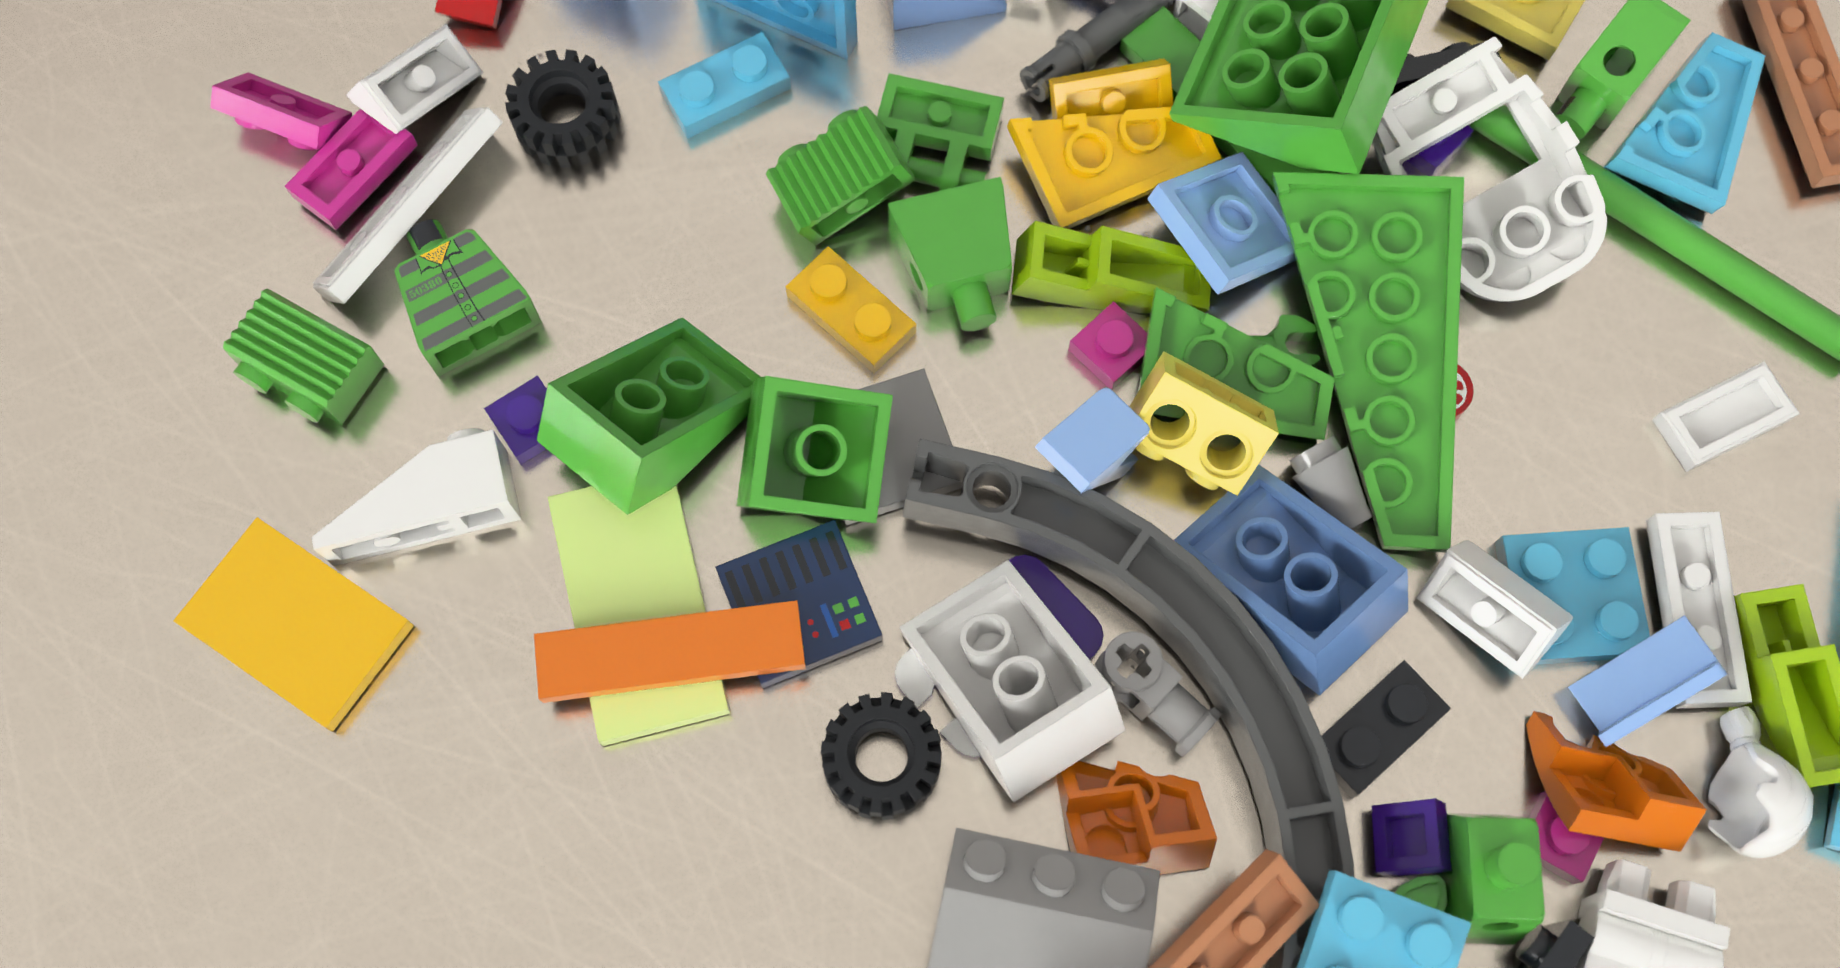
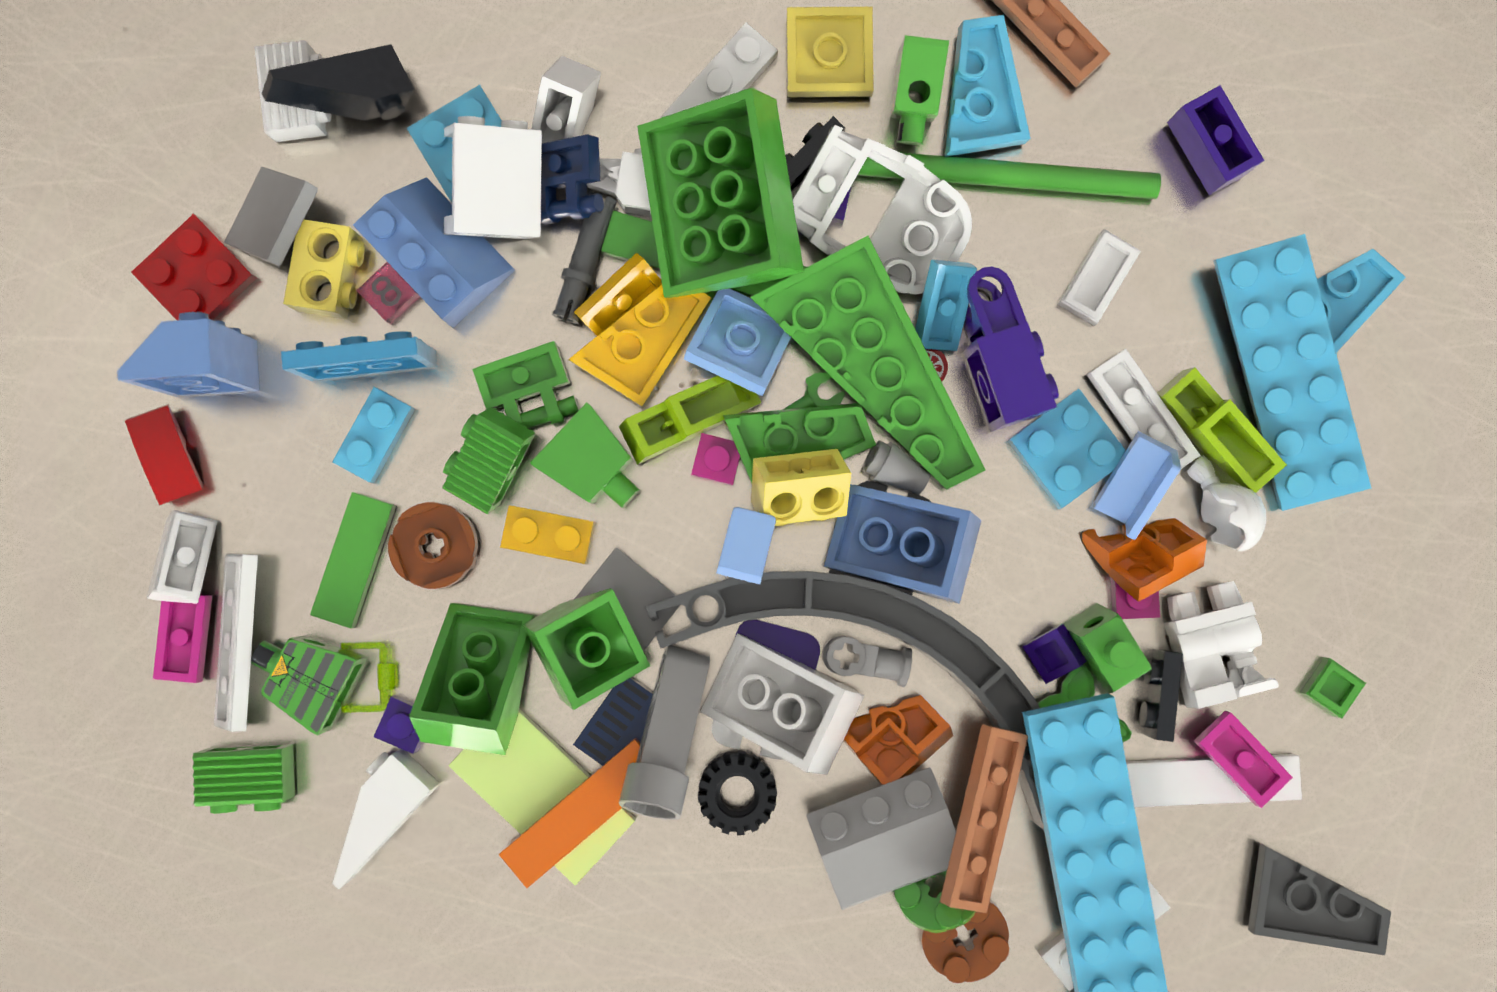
camera: 30 degrees left, 15 degrees up
(273, 107) = (111, 630): dark pink plate -> none
(294, 624) = (354, 929): yellow tile -> none
(547, 352) = (385, 674): none -> clear neon green piece
(557, 79) = (260, 512): black tyre -> none
(604, 202) = (353, 560): none -> bright green tile
(714, 271) = (411, 533): none -> dark orange plate
(796, 651) = (657, 780): none -> light grey beam
(1381, 727) = (1002, 597): black plate -> none
(1494, 607) = (1028, 487): white slope -> none
(1511, 322) = (944, 304): none -> medium azure plate
(1555, 423) = (1005, 355): none -> dark purple brick

